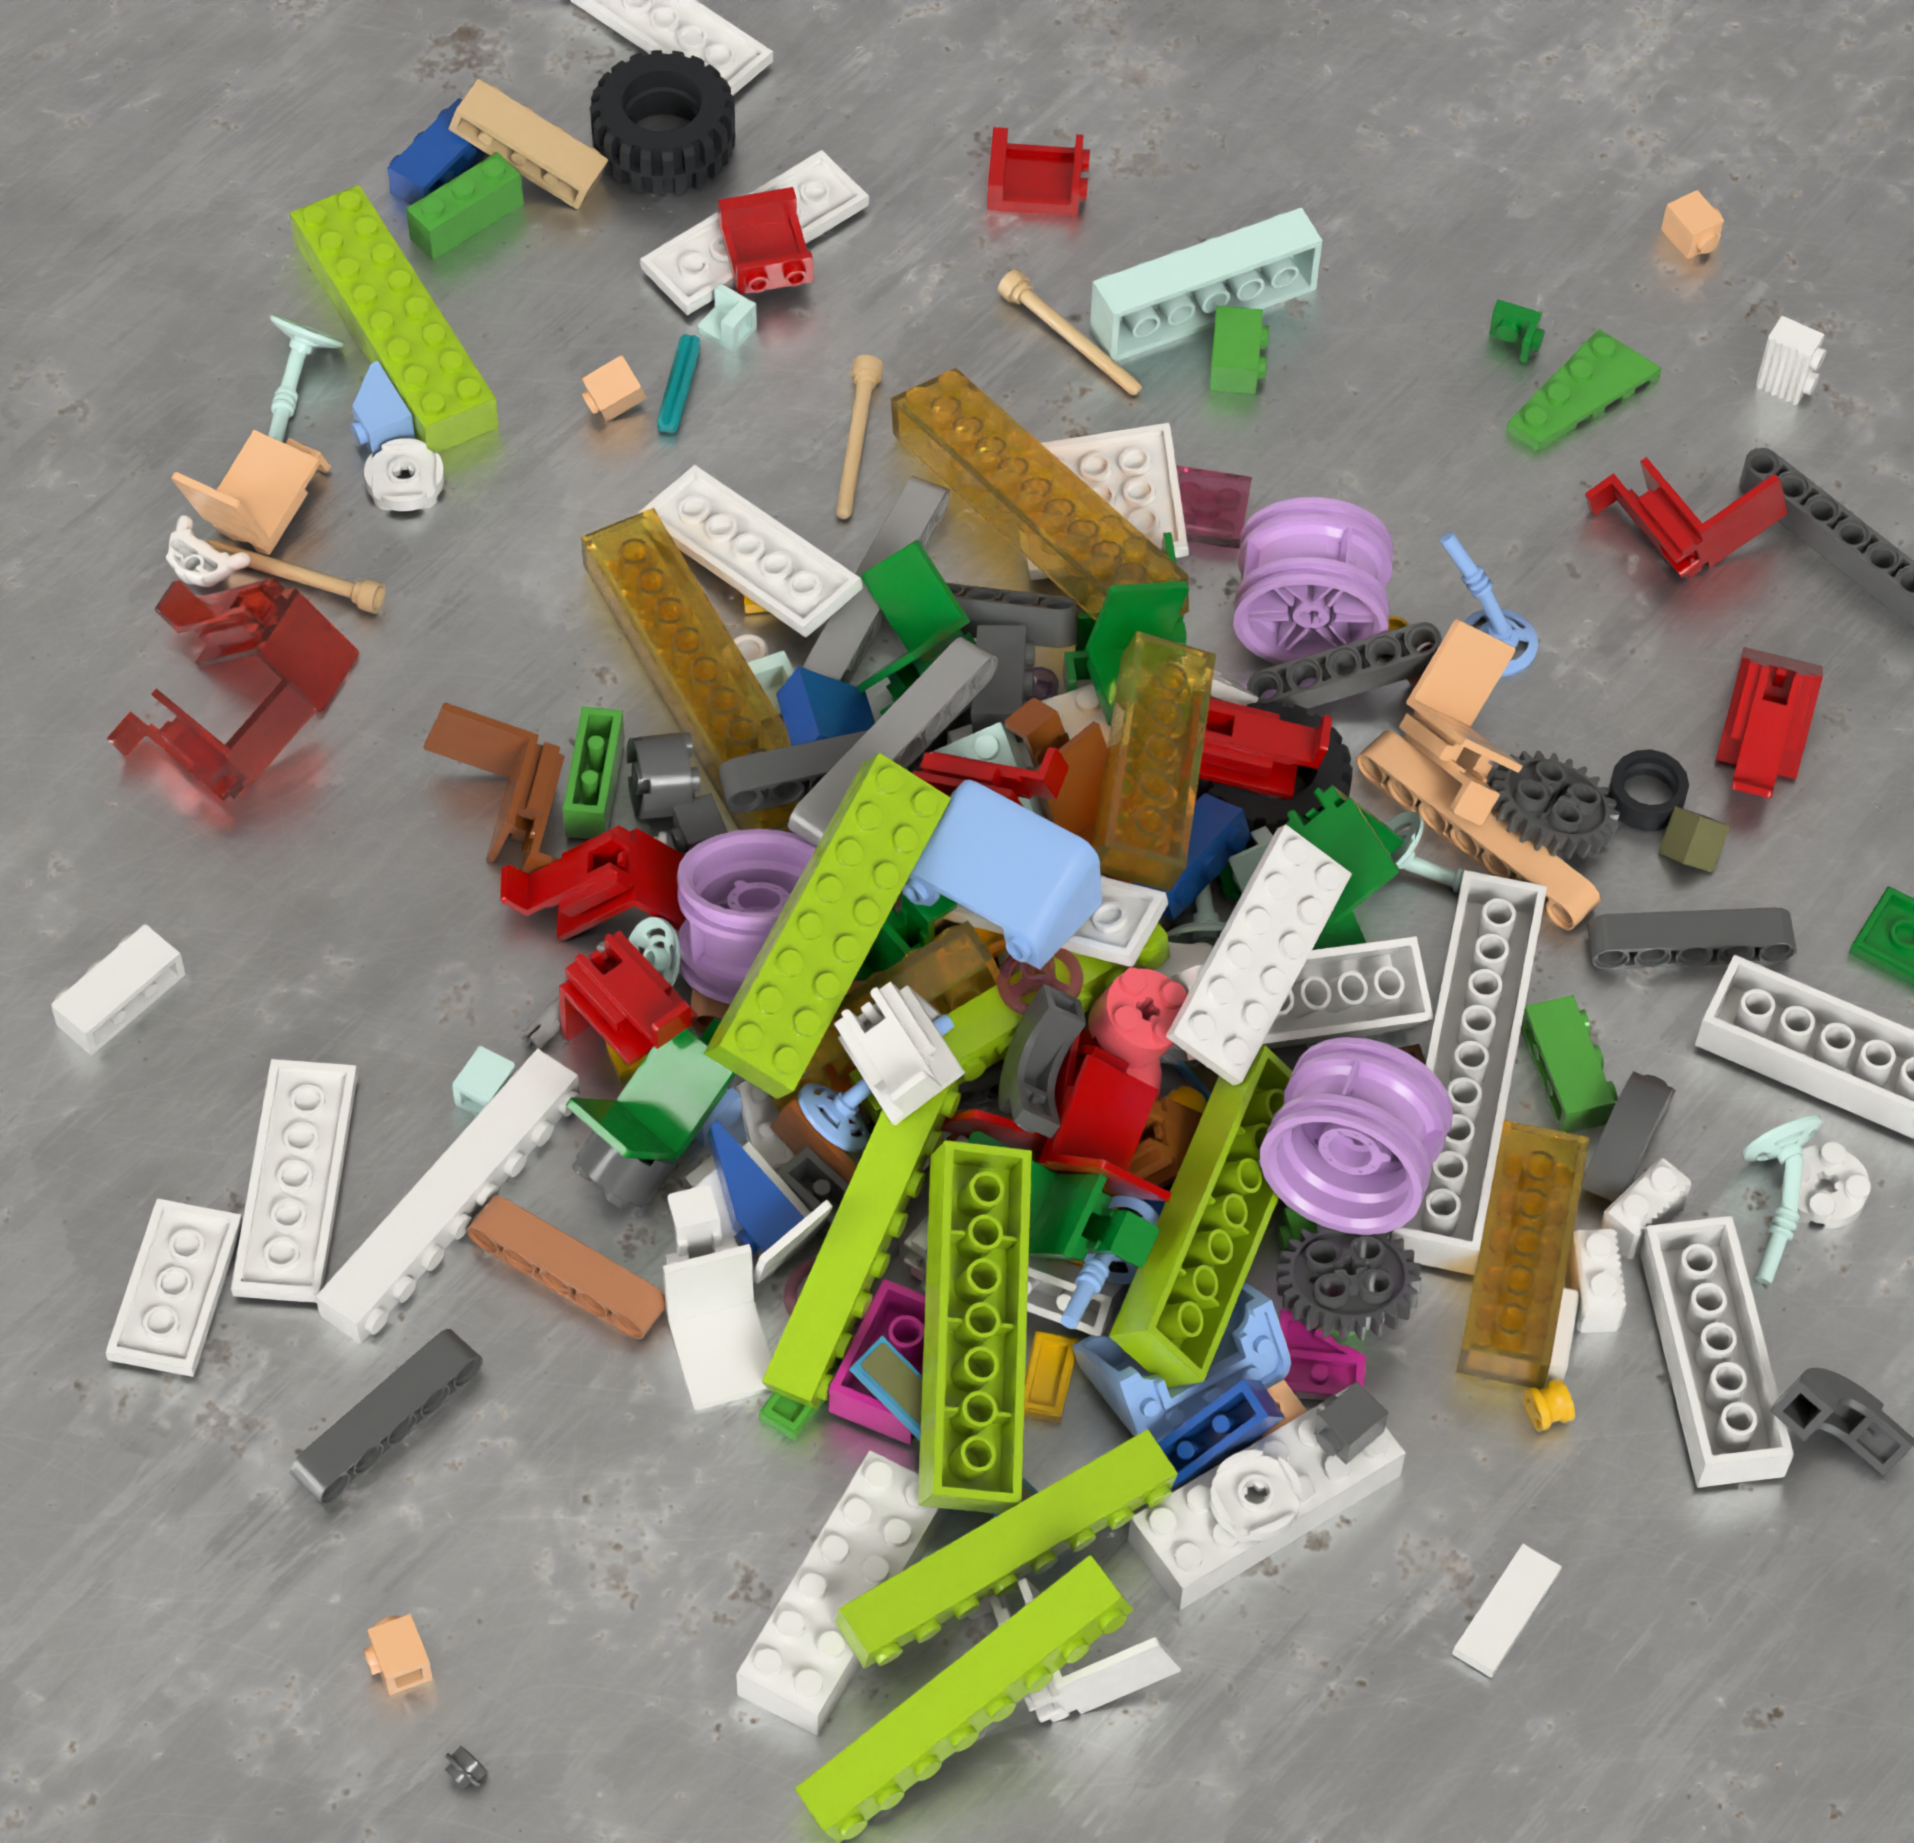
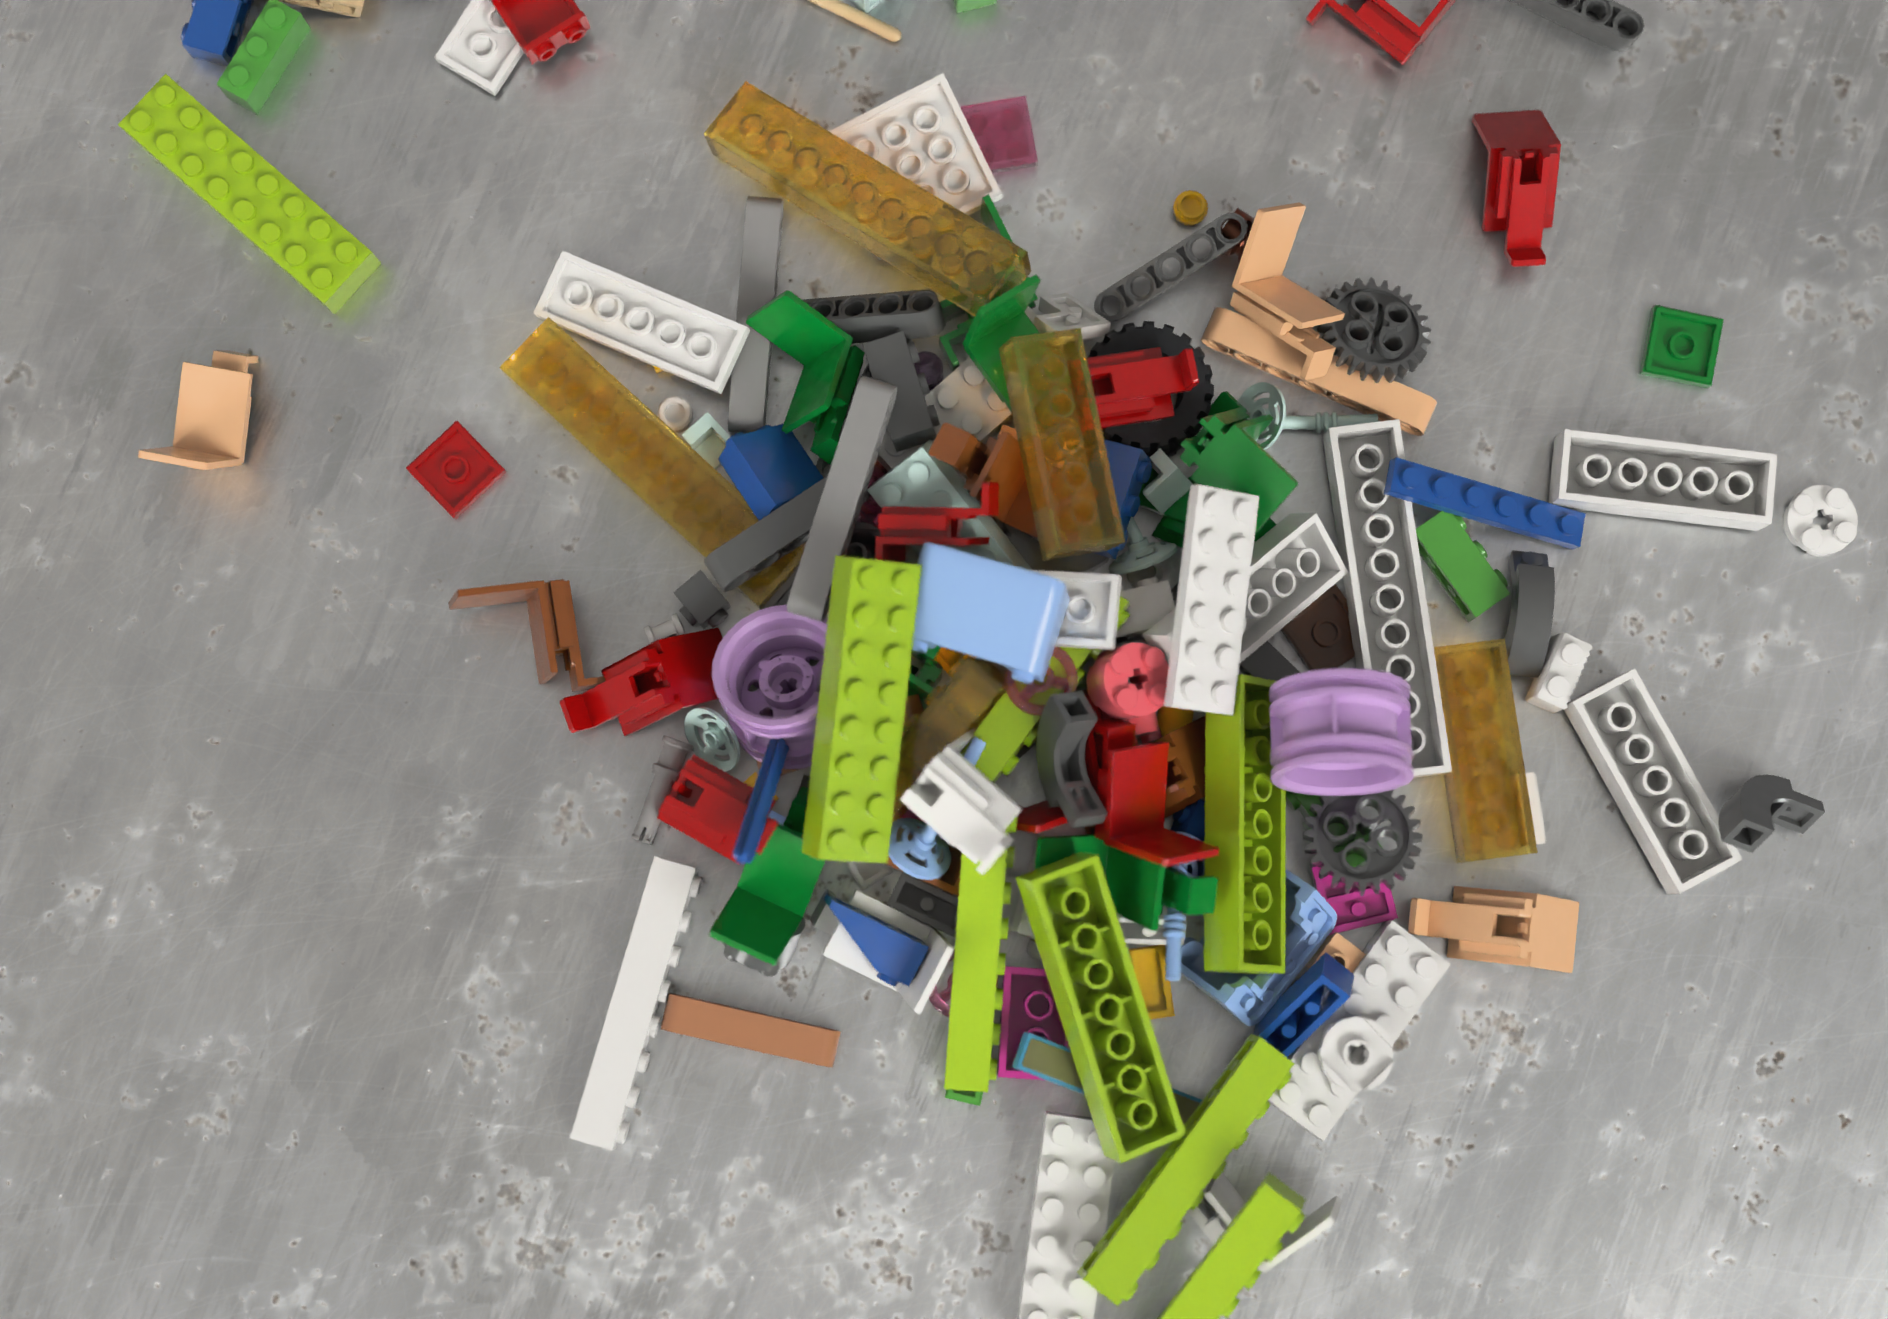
camera: 20 degrees left, 25 degrees up
(117, 989) = (295, 917): white brick -> none
(174, 1287) = (454, 1160): white plate -> none
(198, 561) = (186, 493): white piece -> none
(204, 756) = (270, 677): clear red piece -> none
(266, 623) = (275, 551): clear red piece -> none
(294, 1181) = (508, 1032): white plate -> none
(302, 342) = (182, 244): light aqua dish -> none
(366, 594) = (339, 473): tan piece -> none
(379, 412) = (277, 293): light blue slope -> none
(386, 1416) = (663, 1209): dark grey beam -> none
(410, 493) = (305, 337): white plate -> none
(481, 1080) = (621, 894): light aqua panel -> none
(490, 632) = (456, 470): none -> red tile
(593, 772) = (597, 582): bright green brick -> none
(612, 389) = (464, 201): light nougat brick -> none
(661, 774) = (653, 566): dark grey brick -> none
(678, 383) = (515, 168): teal axle -> none
(680, 989) = (760, 801): none -> blue axle
(712, 1305) = (884, 1037): white piece -> none
(730, 320) = (532, 90): light aqua panel -> none
(866, 374) = (668, 104): tan piece -> none
(1311, 578) = (1121, 201): lavender wheel -> none
(1349, 1422) = (1406, 968): dark grey brick -> none
(1491, 1436) = (1501, 927): none -> light nougat piece
(1497, 625) = (1271, 173): light blue dish -> none
(1507, 1610) = (1559, 1050): white tile -> none
(1549, 1405) = (1538, 871): yellow wheel -> none
(1598, 1280) = (1543, 751): white brick -> none
(1618, 1005) = (1484, 503): none -> blue plate
(1653, 764) = (1459, 264): black tyre -> none
(1691, 938) = (1518, 411): dark grey beam -> none
(1694, 839) = (1491, 318): olive panel -> none
(1785, 1144) = (1652, 582): light aqua dish -> none
(1849, 1180) = (1665, 596): white plate -> none

